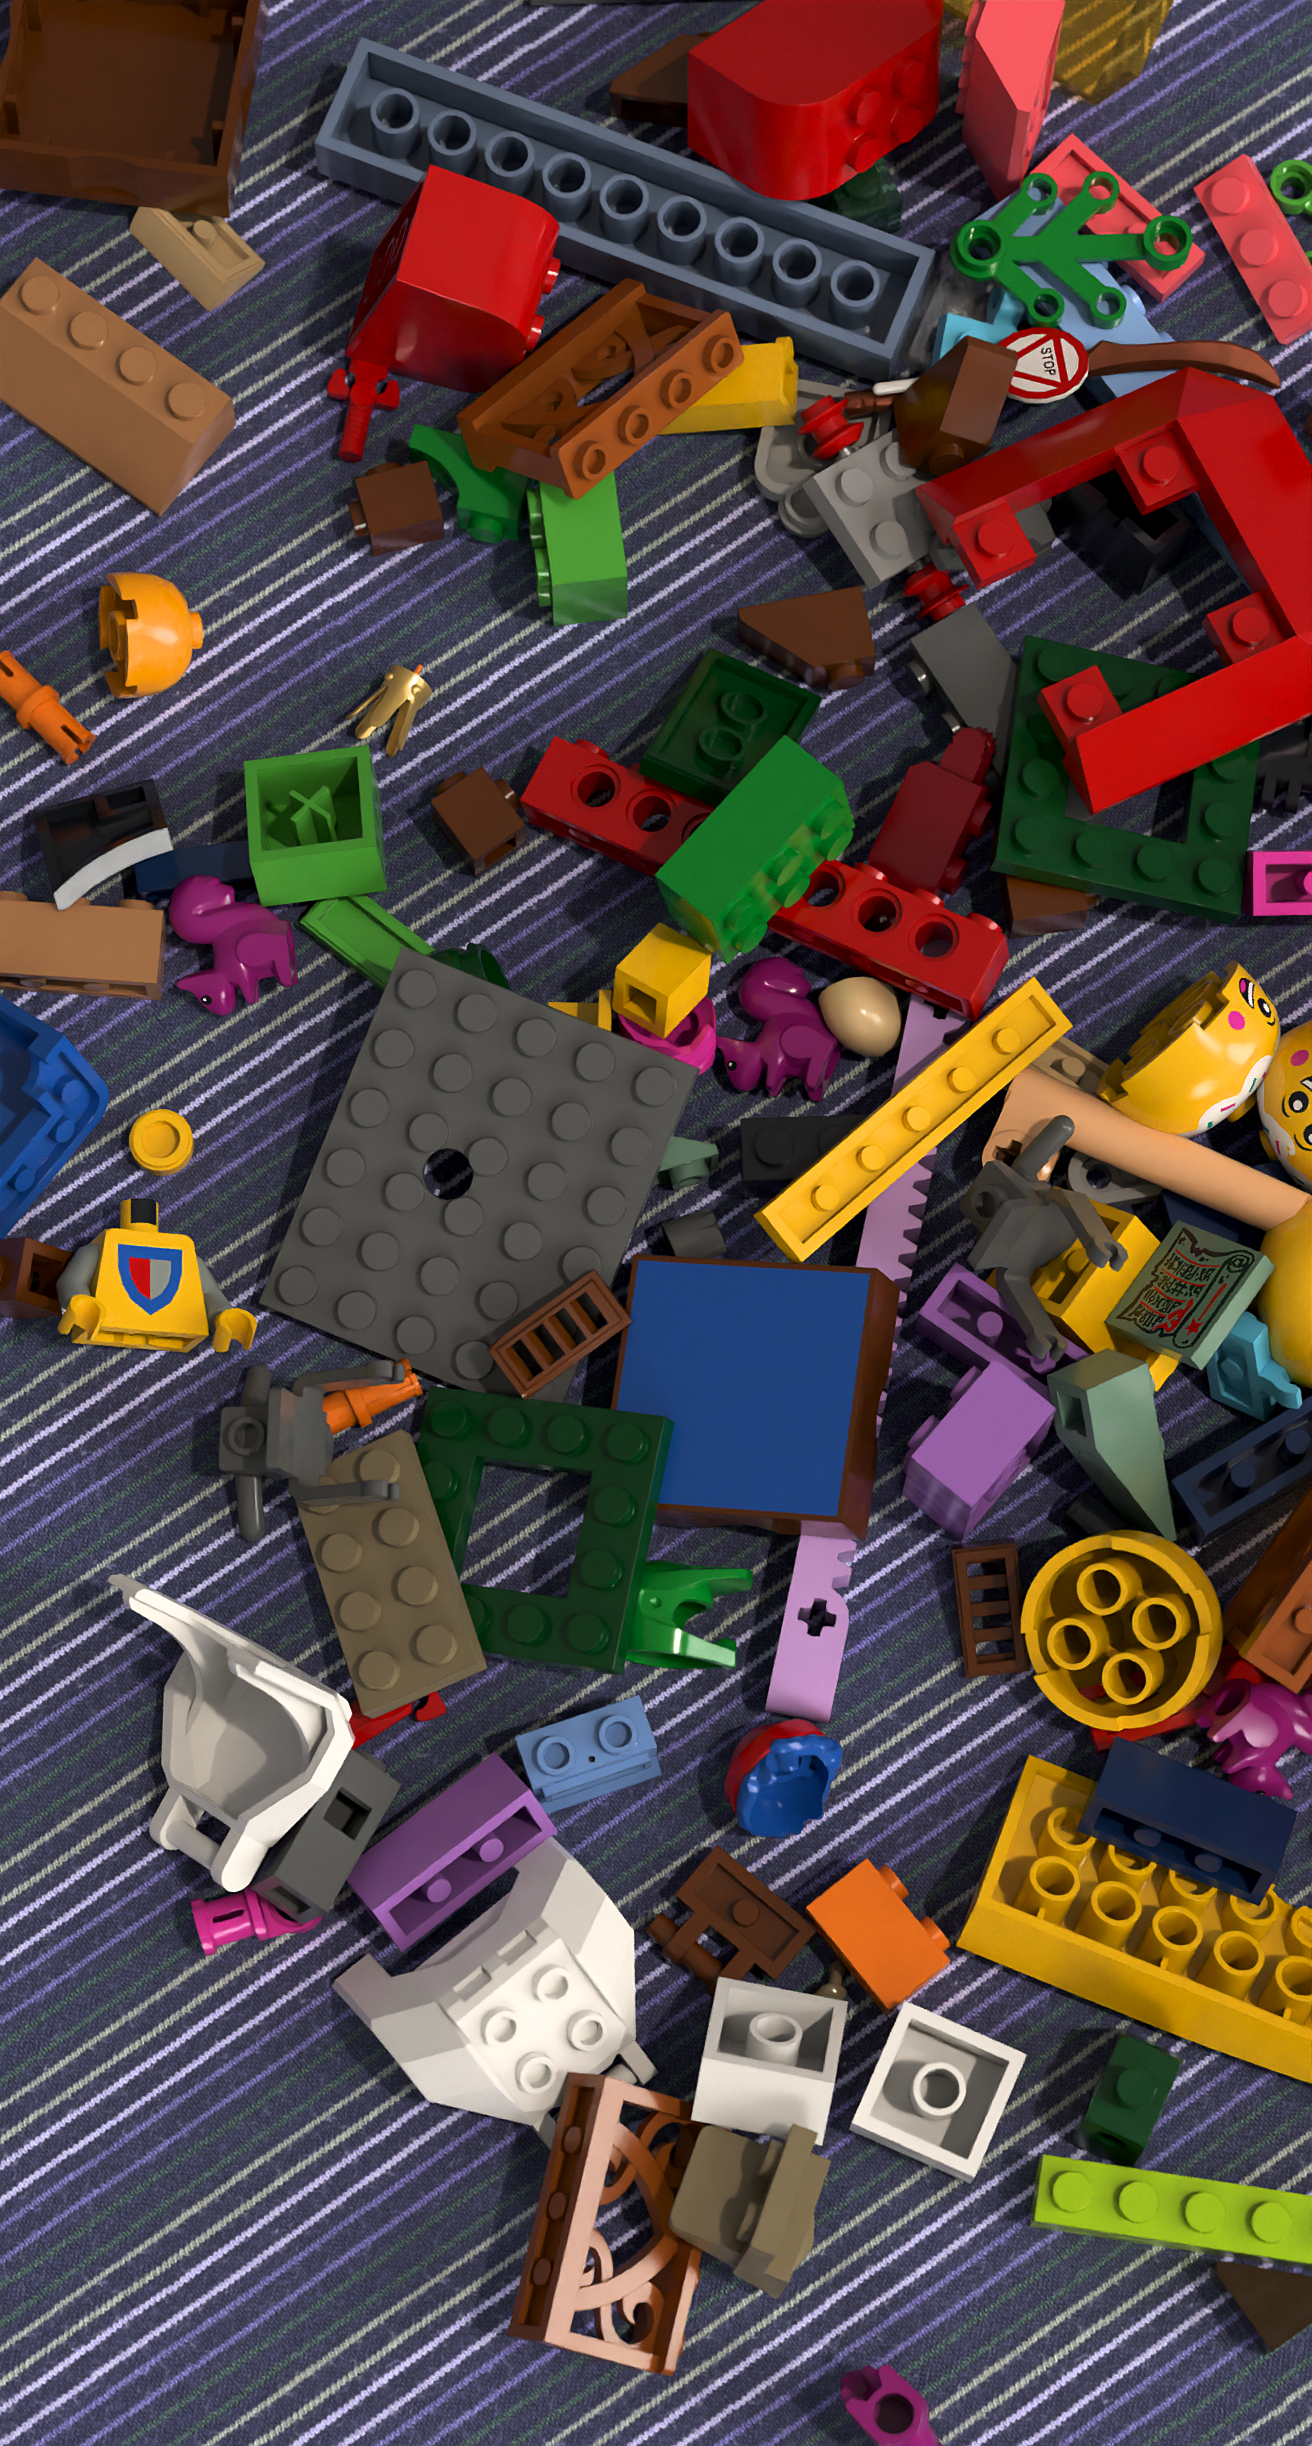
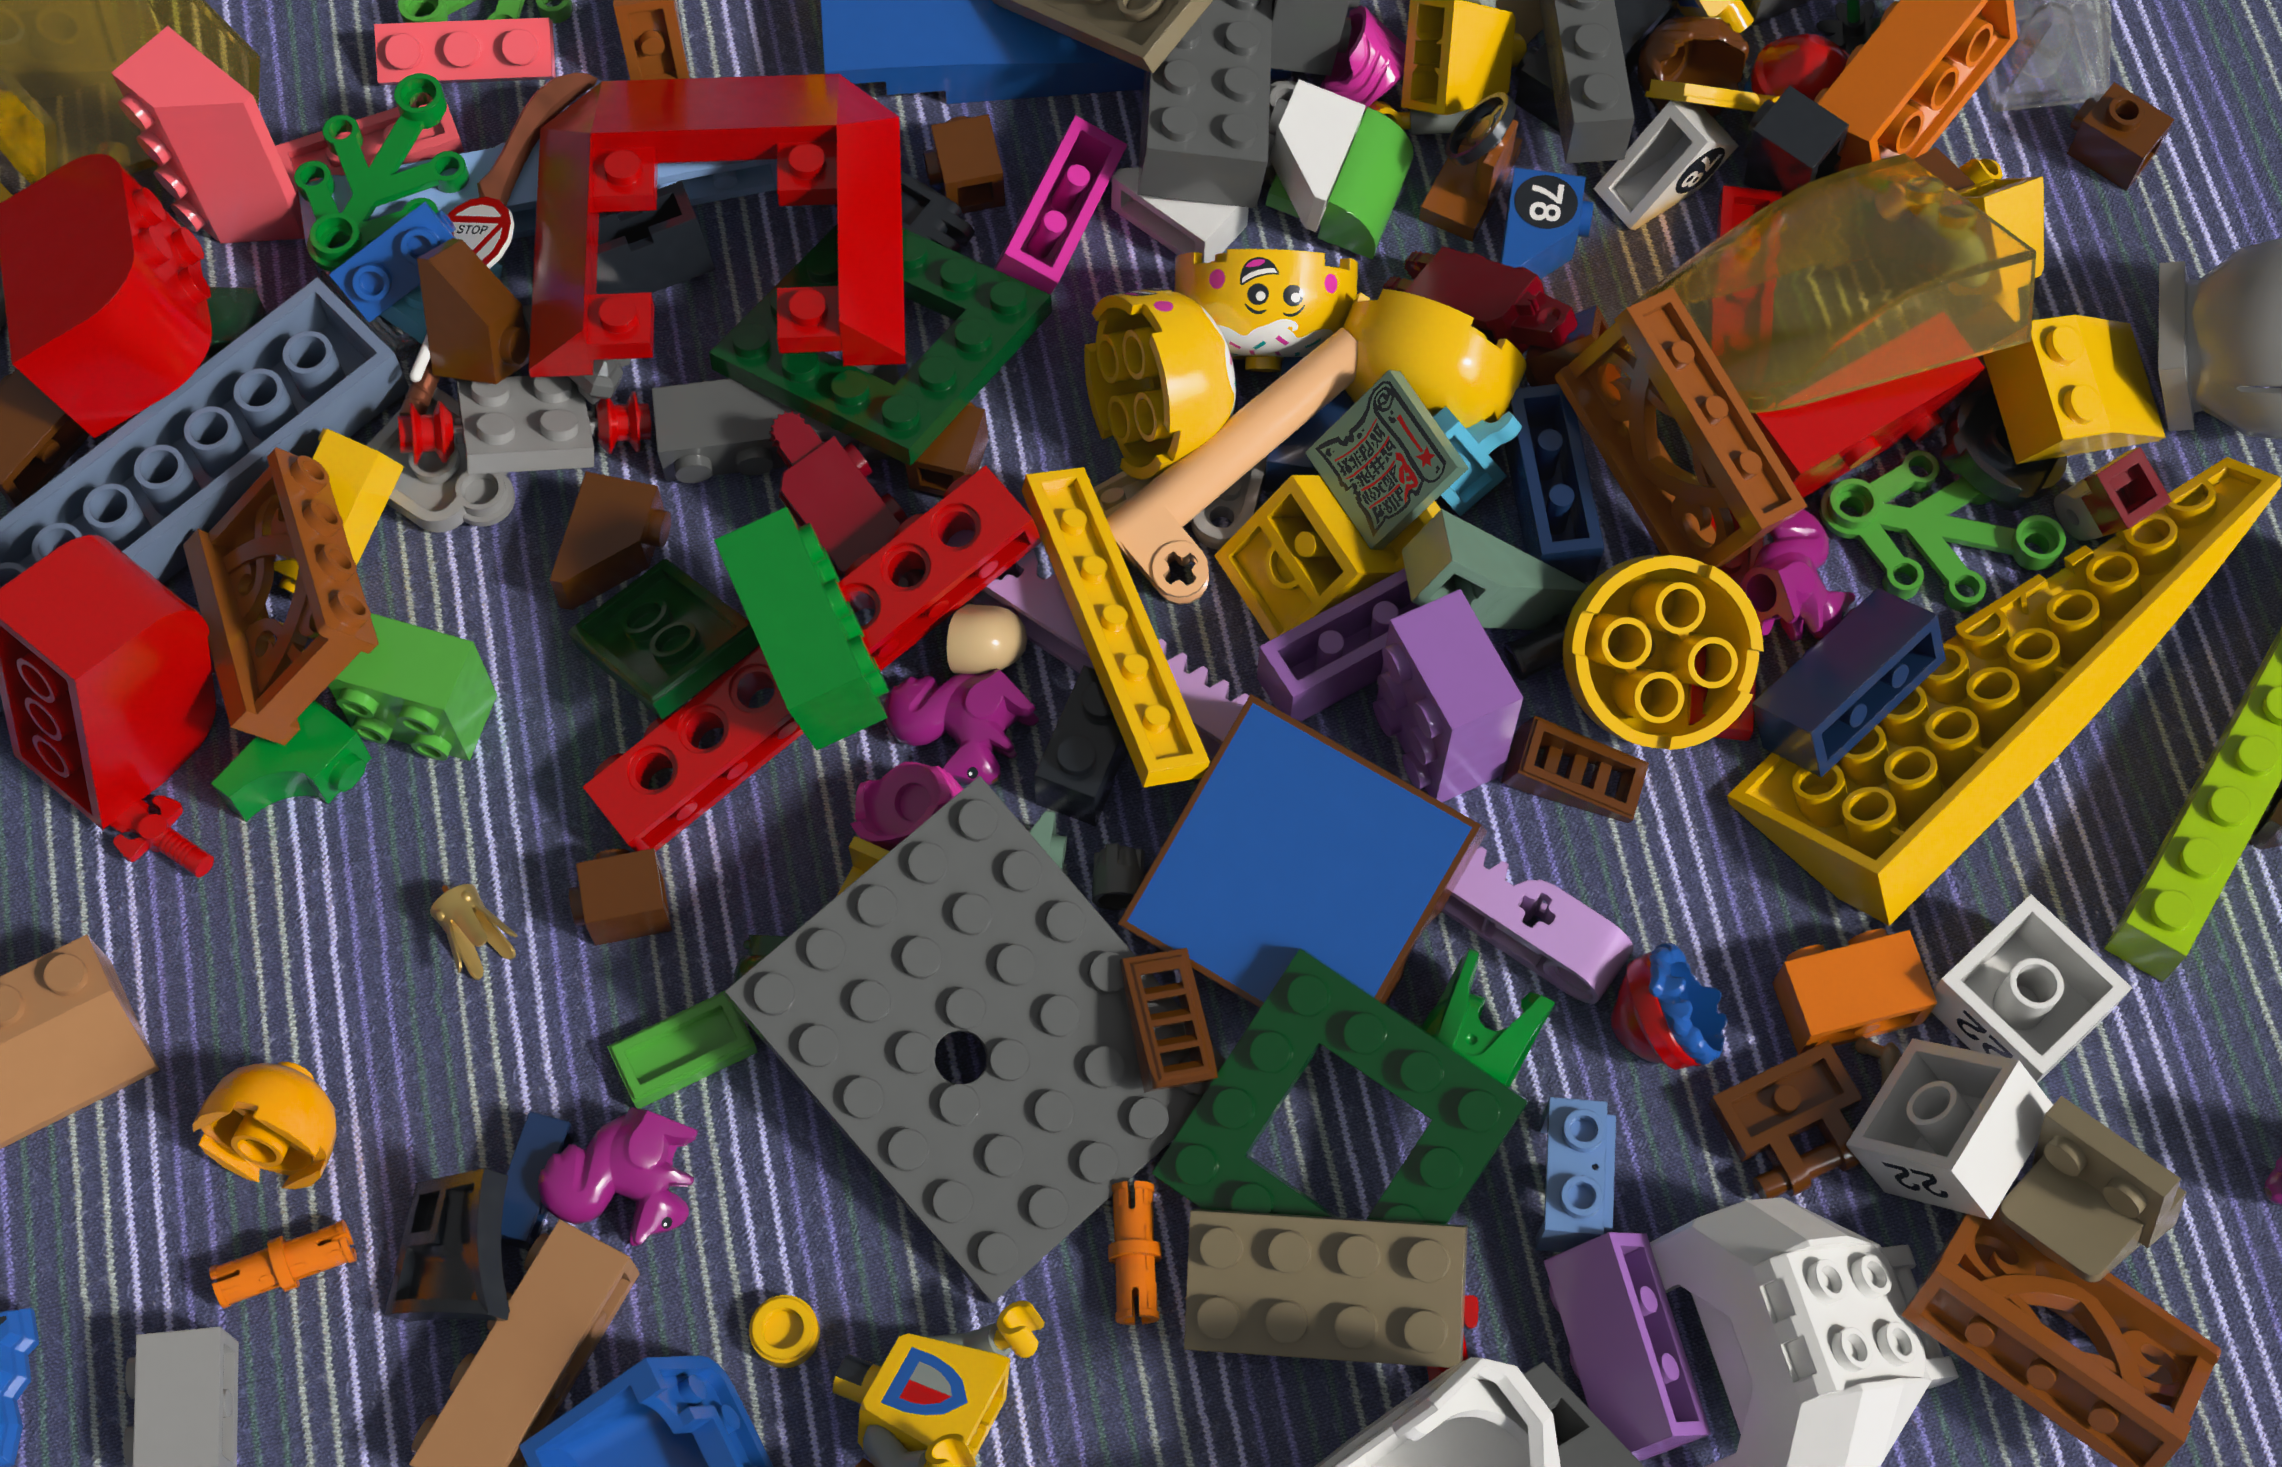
camera: 65 degrees left, 10 degrees down
(294, 1440) = (1157, 1318): dark grey piece -> none
(314, 826) = (552, 1039): bright green brick -> none
(396, 507) = (280, 840): reddish brown brick -> none
(661, 980) = (871, 783): yellow brick -> none
(977, 309) = (388, 264): none -> blue hinge
(1029, 1223) = (1260, 566): dark grey piece -> none
(1127, 2099) = (2087, 835): dark green torso -> none

